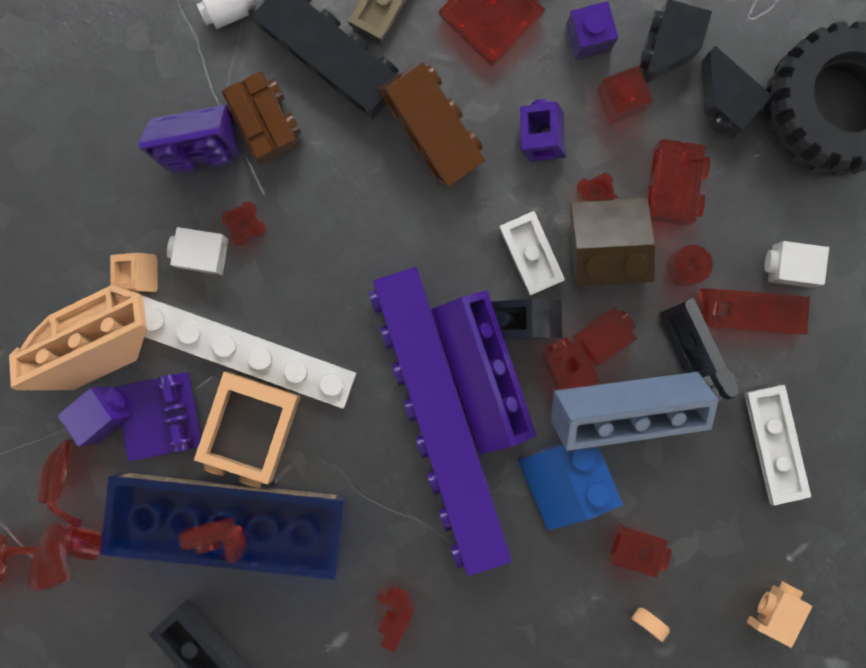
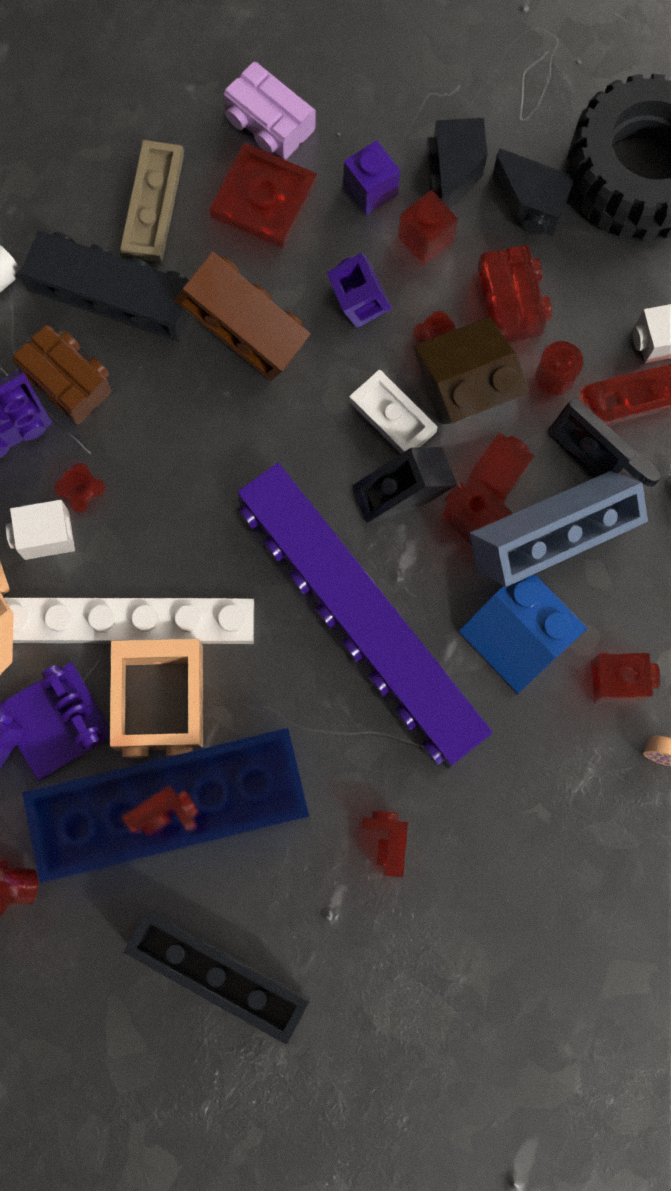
camera: 20 degrees left, 10 degrees down
(483, 372) = (388, 547): dark purple brick -> none

